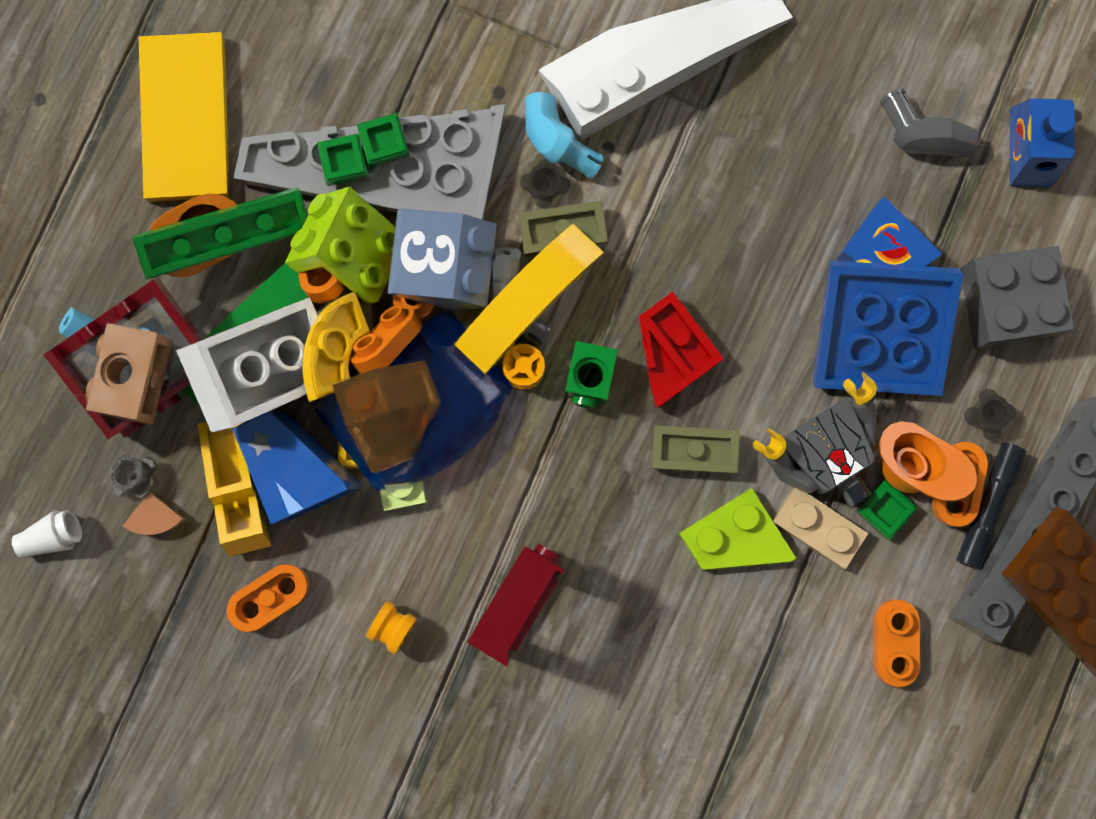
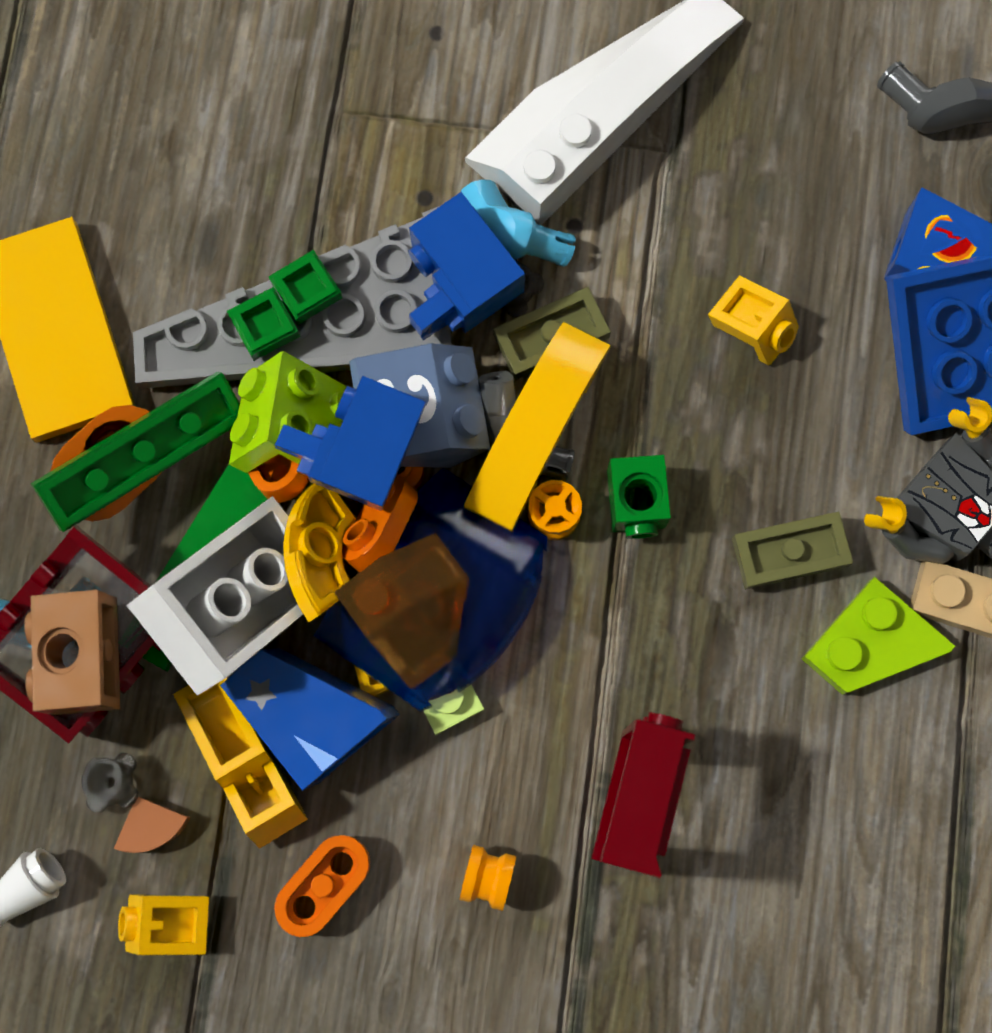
camera: 15 degrees left, 5 degrees down
(144, 592) = (164, 924): none -> yellow bracket
(389, 282) = (368, 447): none -> blue hinge
(512, 161) = (468, 267): none -> blue hinge
(674, 349) = (728, 437): red wing -> none
(724, 262) = (756, 318): none -> yellow bracket

